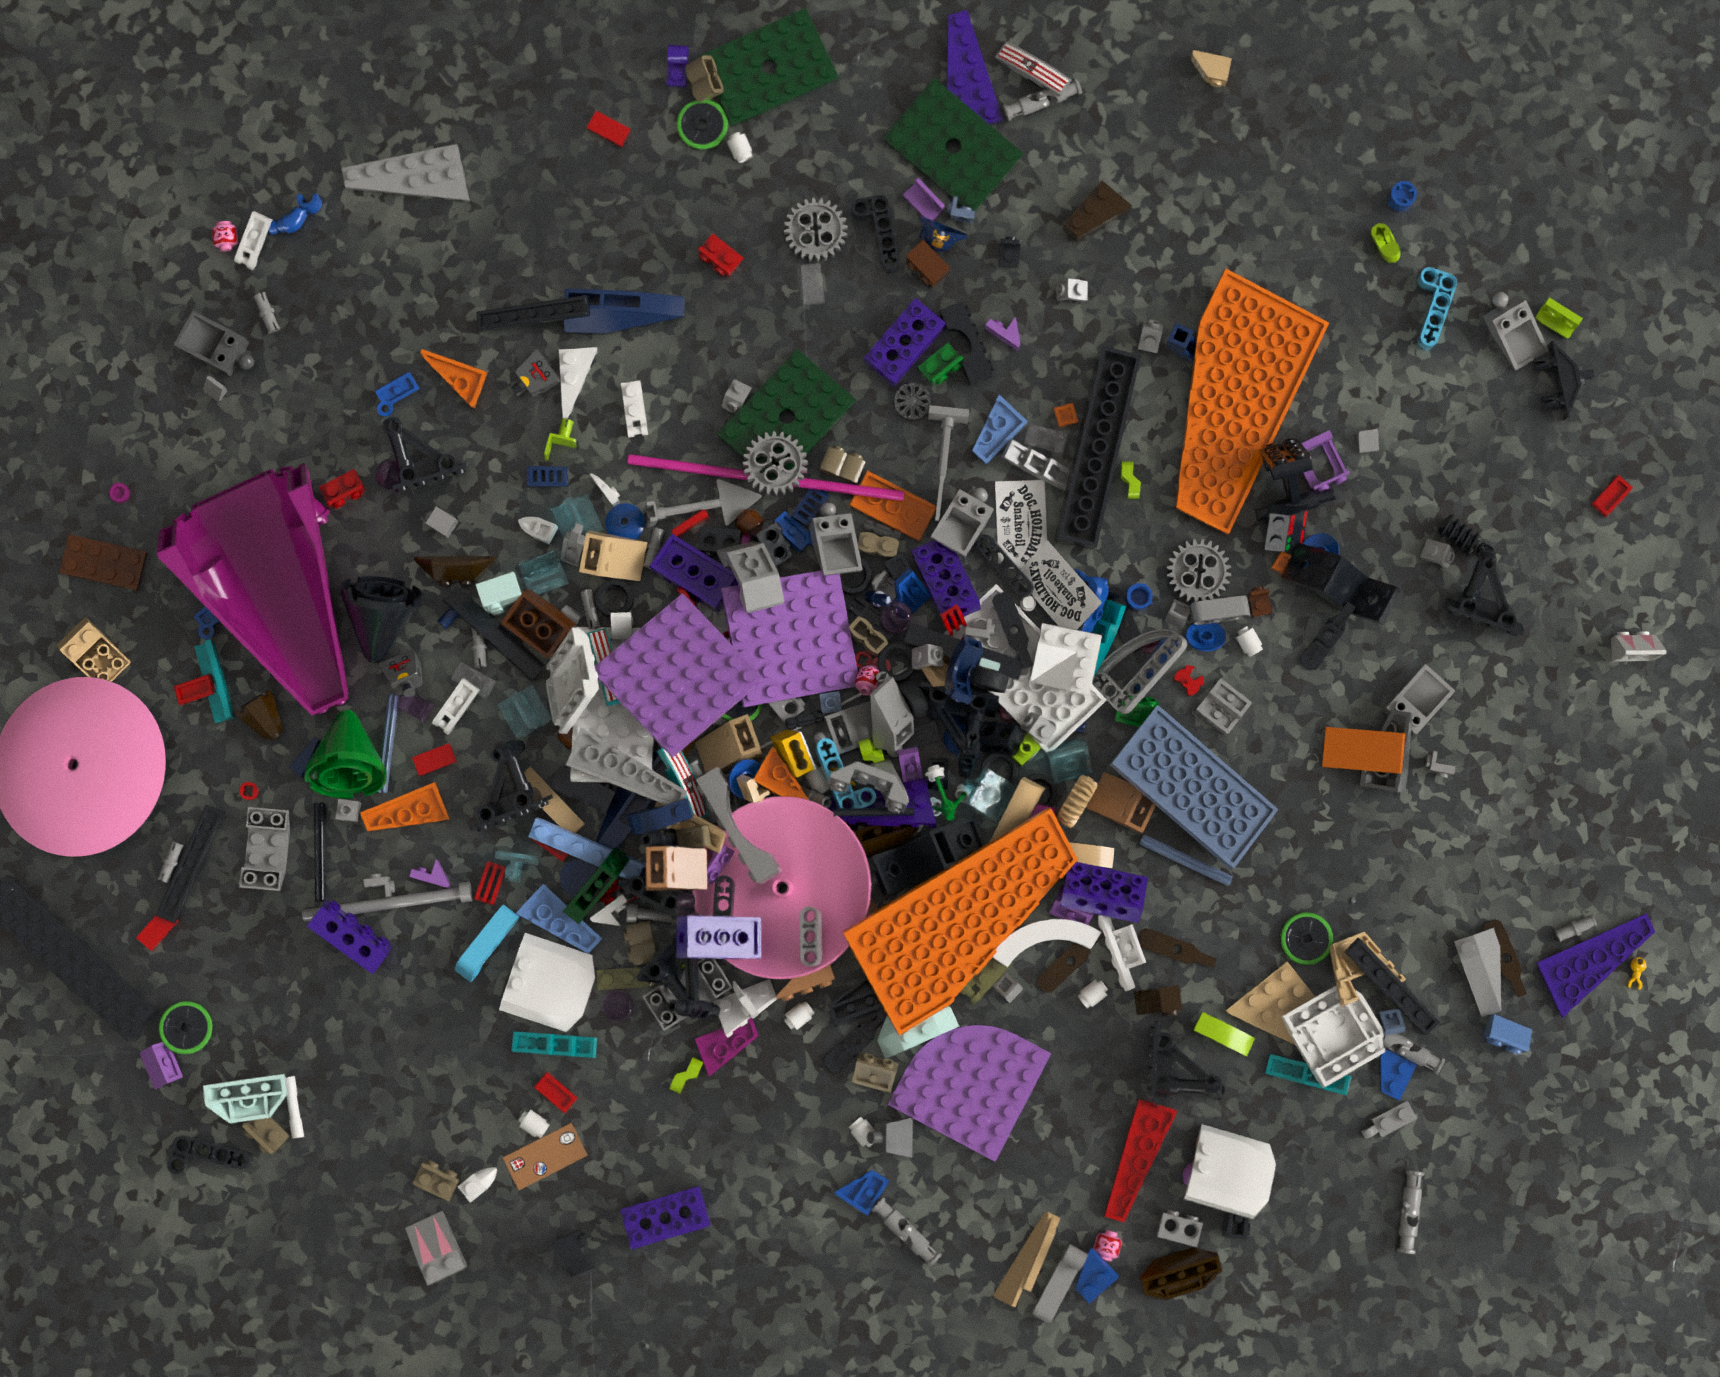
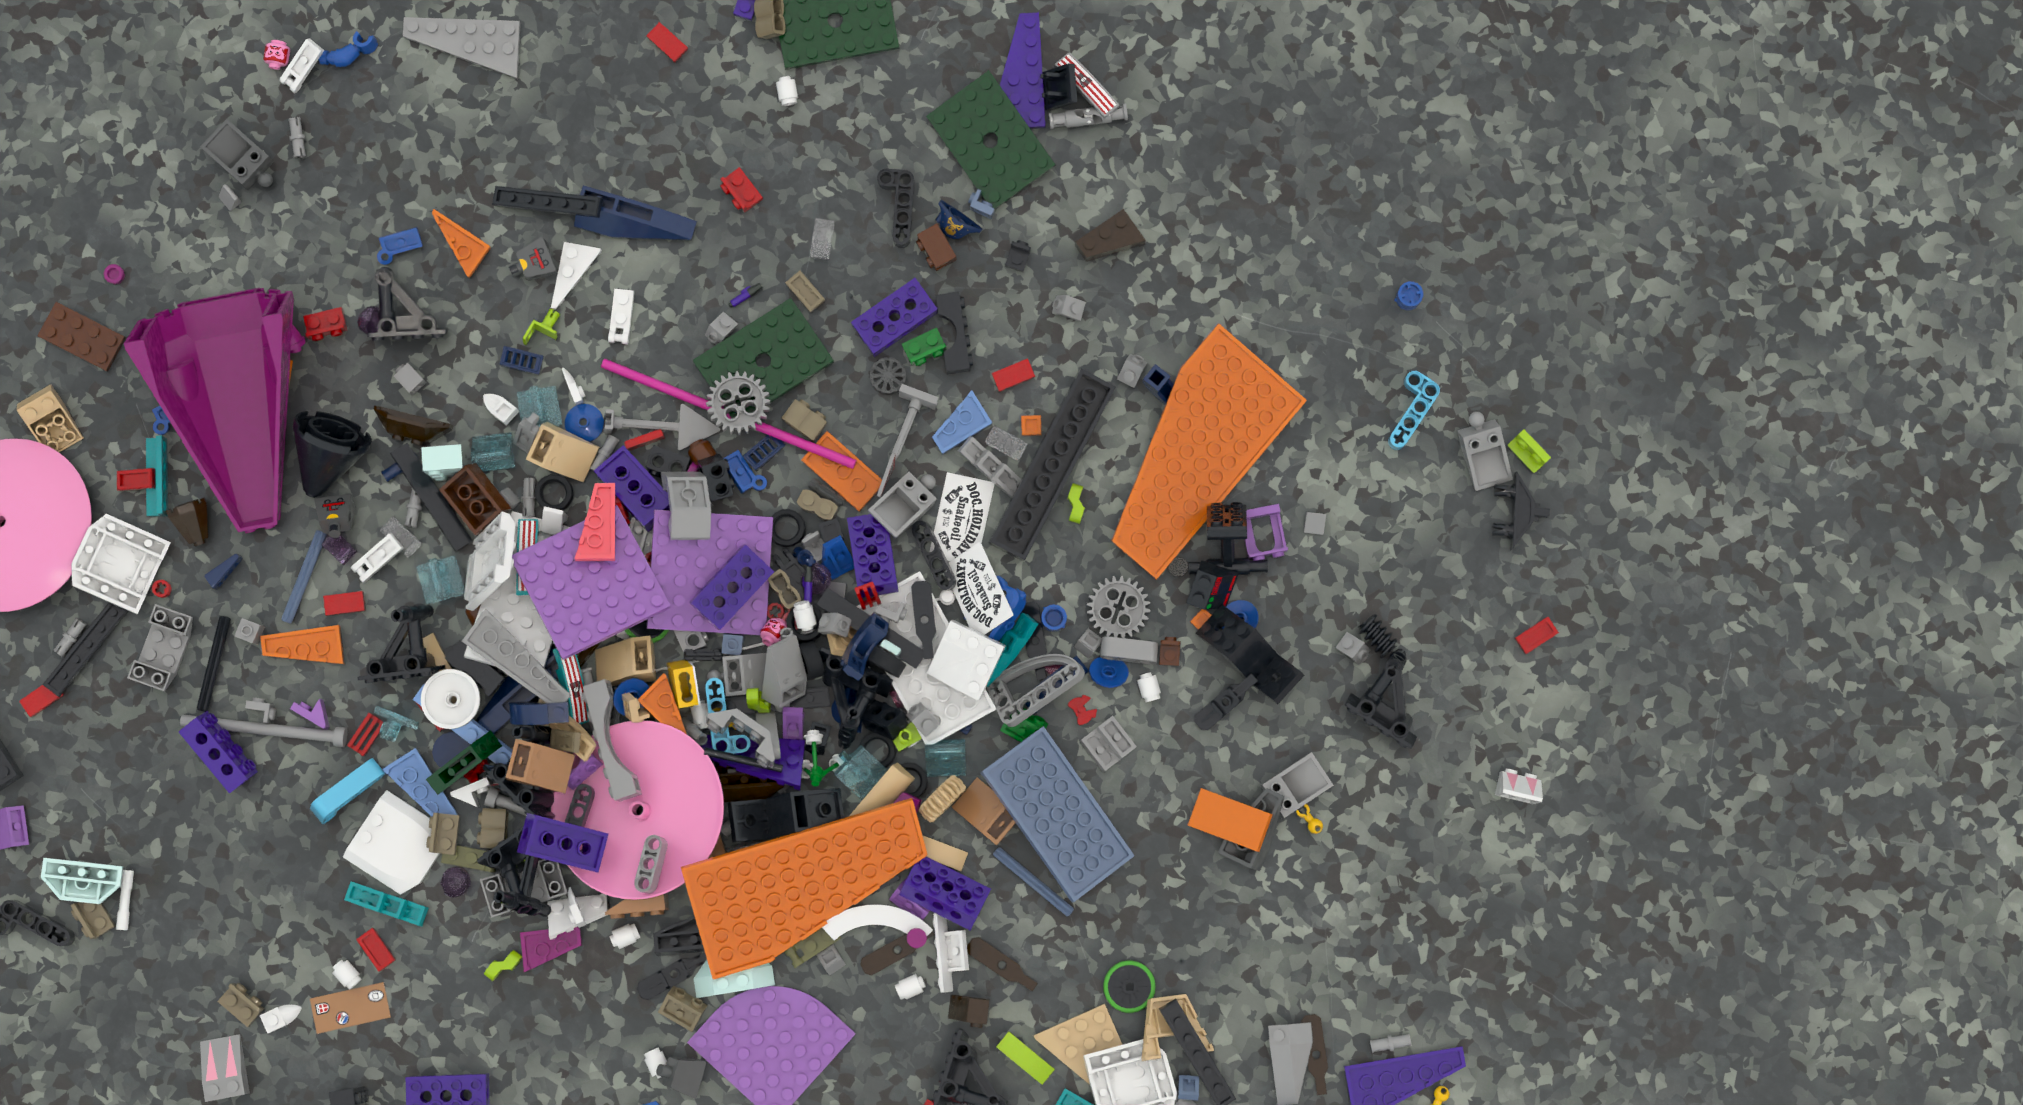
camera: 20 degrees right, 0 degrees up
(197, 1034) = (32, 790): black wheel -> none
(200, 775) = (117, 562): none -> white wedge
(345, 761) = (258, 583): green cone -> none
(554, 821) = (437, 699): none -> white dish
(594, 960) = (443, 833): none -> dark tan bracket
(673, 621) = (598, 534): none -> coral wing
(698, 136) = (755, 72): black wheel -> none
(751, 356) = (745, 294): none -> piece
(803, 647) = (744, 587): none -> dark purple brick
(809, 339) = (805, 291): none -> dark tan plate
(833, 228) = (855, 190): light grey gear -> none
(837, 545) = (777, 495): light grey slope -> none
(890, 625) = (807, 584): none -> piece
(895, 655) = (804, 615): none -> white brick
(924, 200) = (949, 186): medium lavender panel -> none
(1007, 76) = (1059, 86): none -> black plate
(1009, 336) = (996, 335): medium lavender slope -> none
(1035, 370) = (1013, 375): none -> red tile
(1087, 944) = (916, 938): none -> magenta tile
(1212, 67) = (1259, 126): tan slope -> none
(1389, 251) = (1384, 345): lime piece -> none
(1441, 770) = (1301, 858): light grey bracket -> none
(1443, 733) = (1313, 823): none -> yellow arm

